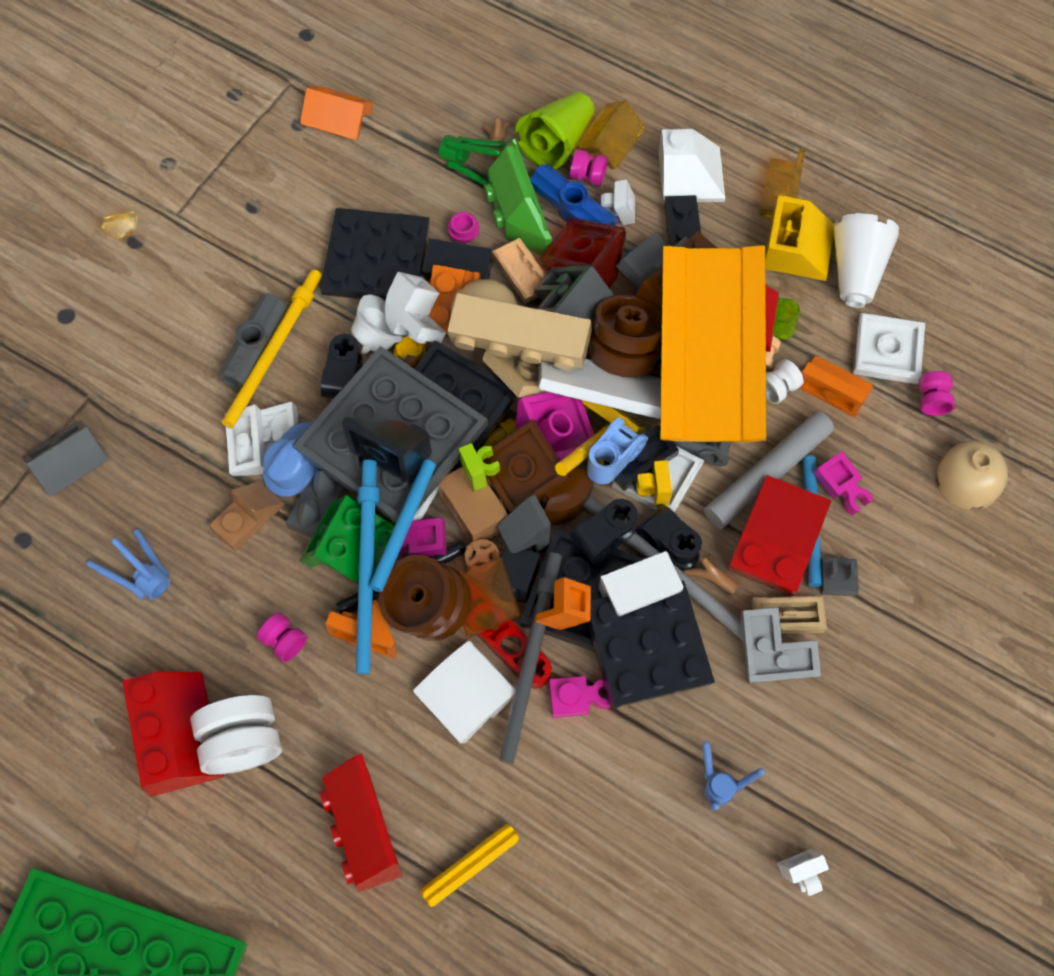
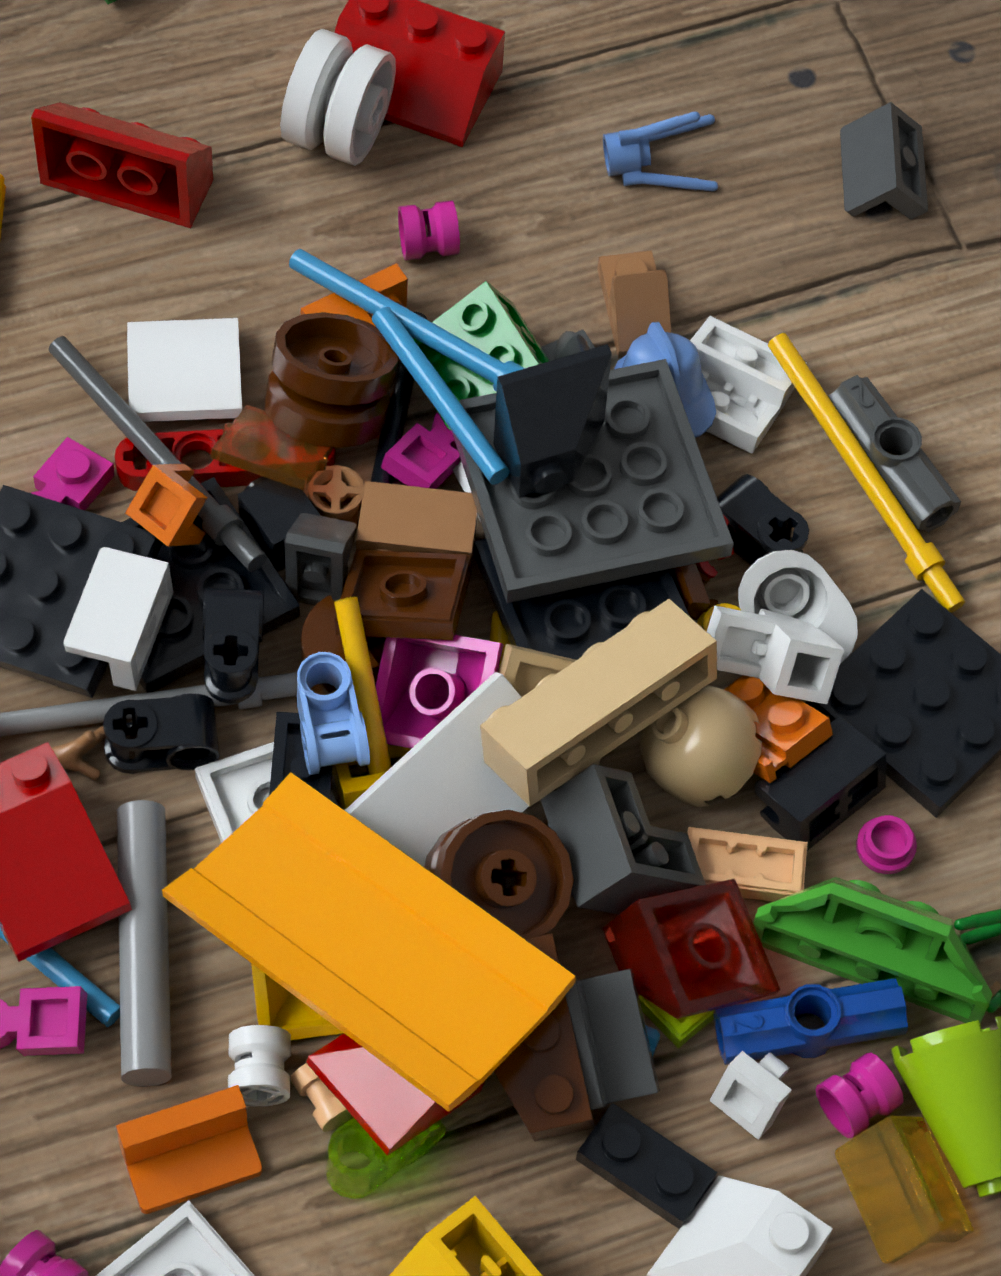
camera: 125 degrees right, 5 degrees down
(475, 467) = (450, 526): lime tile -> none
(656, 483) = (243, 759): yellow tile -> none

